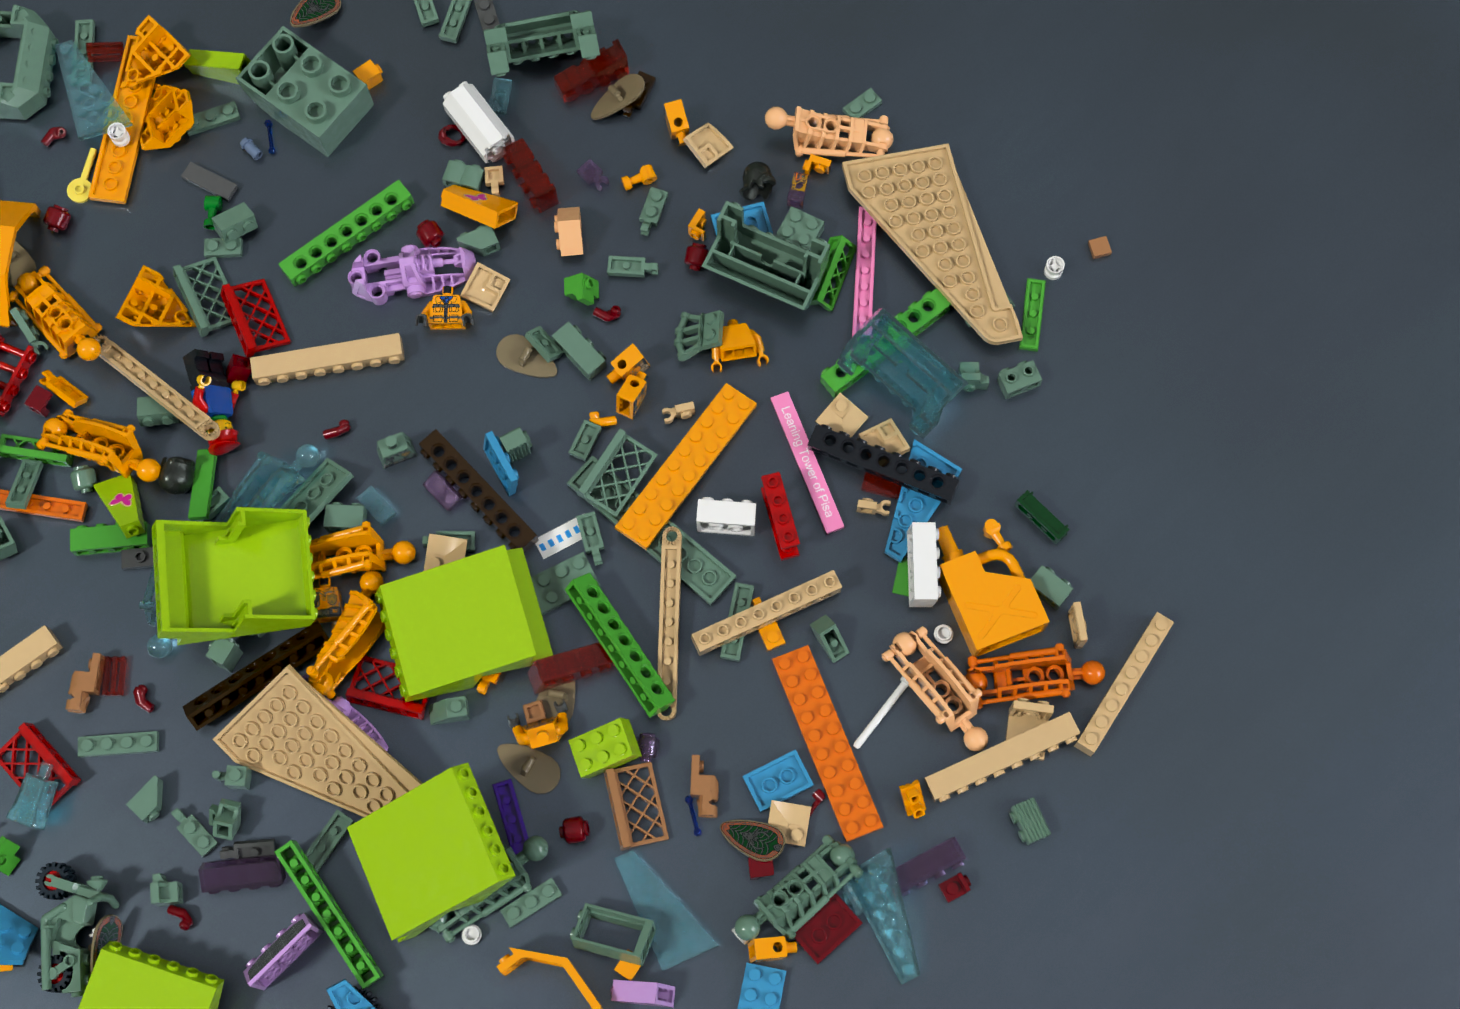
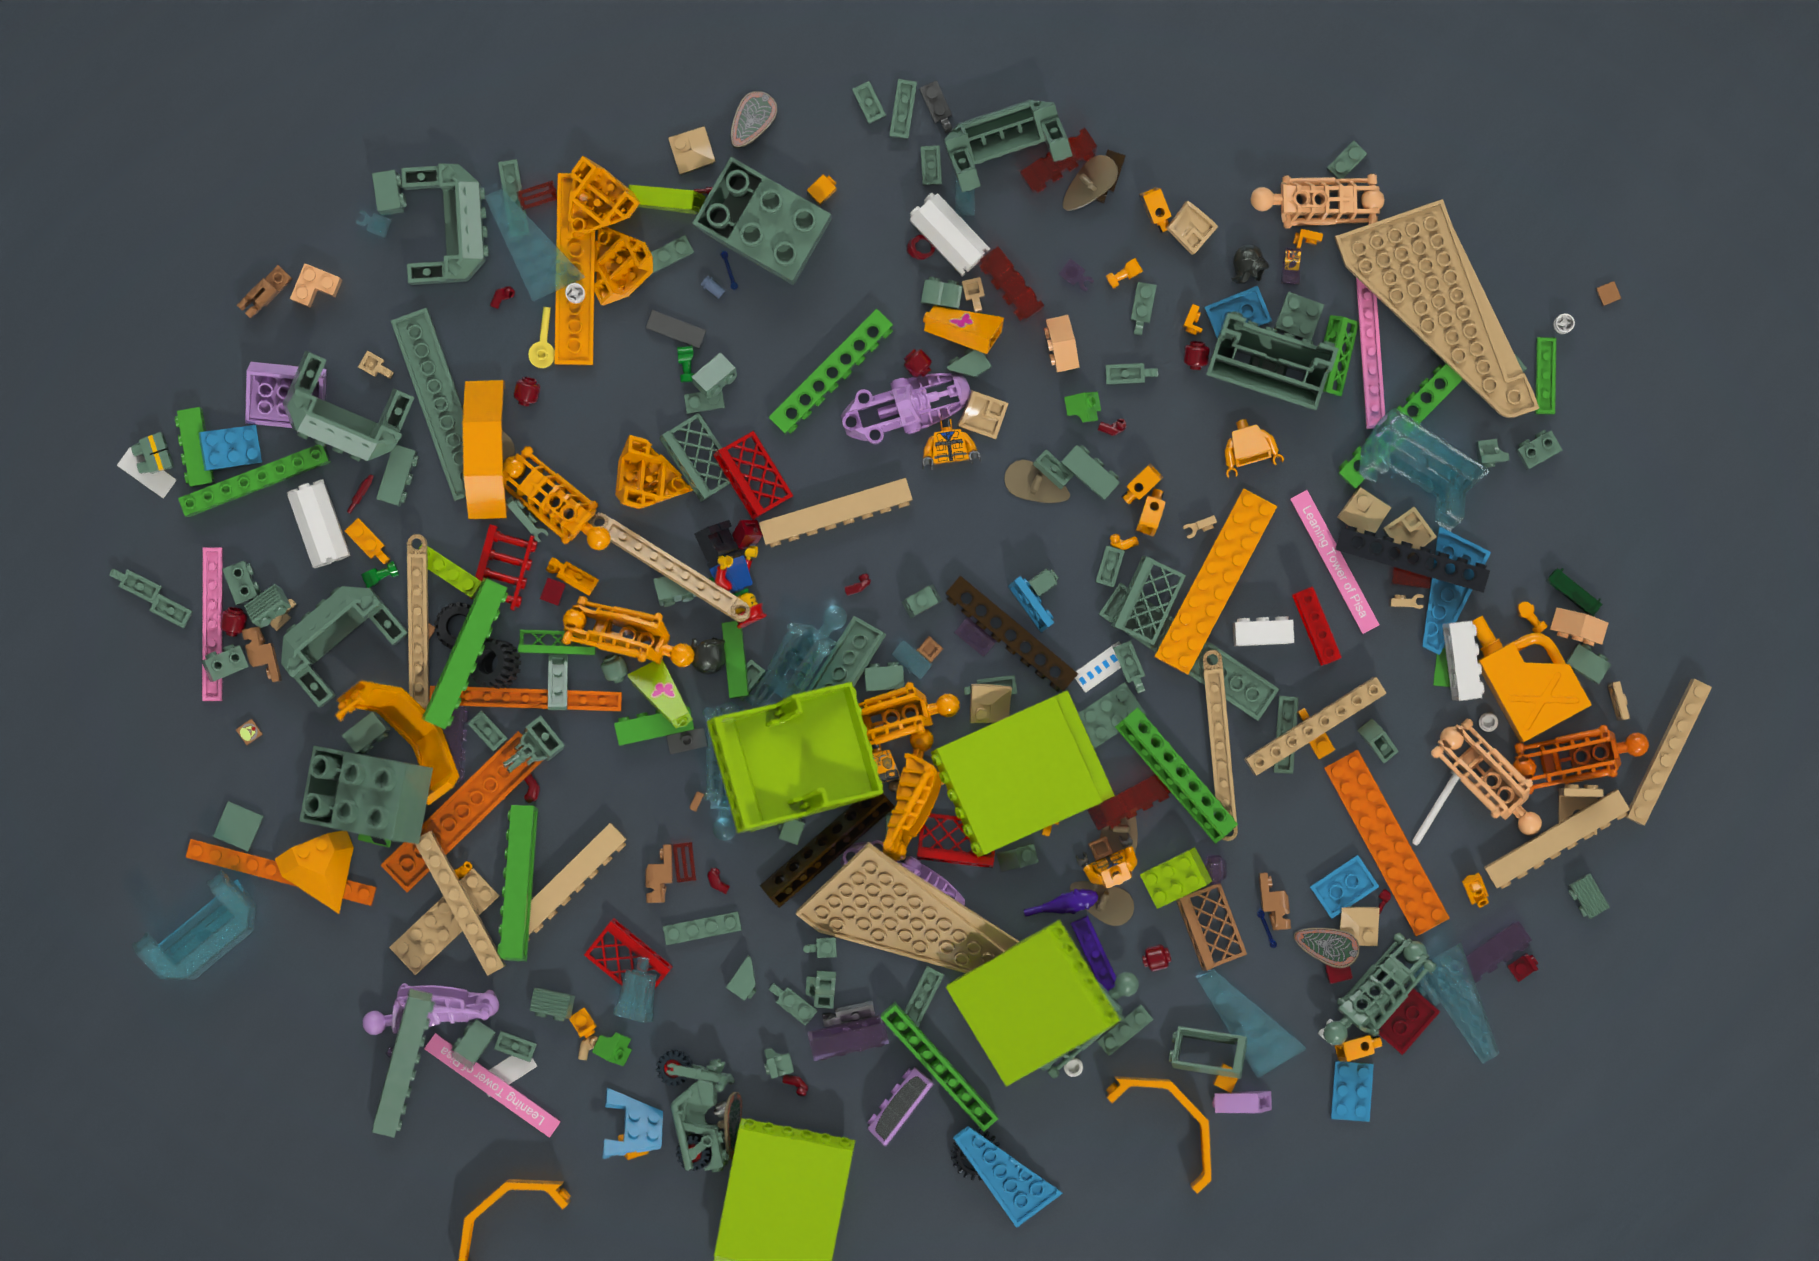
camera: 10 degrees left, 15 degrees up
(137, 617) = (696, 801): none -> medium nougat tile
(255, 31) = (692, 150): none -> tan plate
(396, 499) = (929, 649): none -> medium nougat tile
(473, 66) = (931, 165): none -> sand green plate
(495, 761) = (1066, 903): none -> dark purple piece
(709, 333) = (1221, 441): sand green plate -> none
(1044, 547) = (1579, 626): none -> light nougat brick

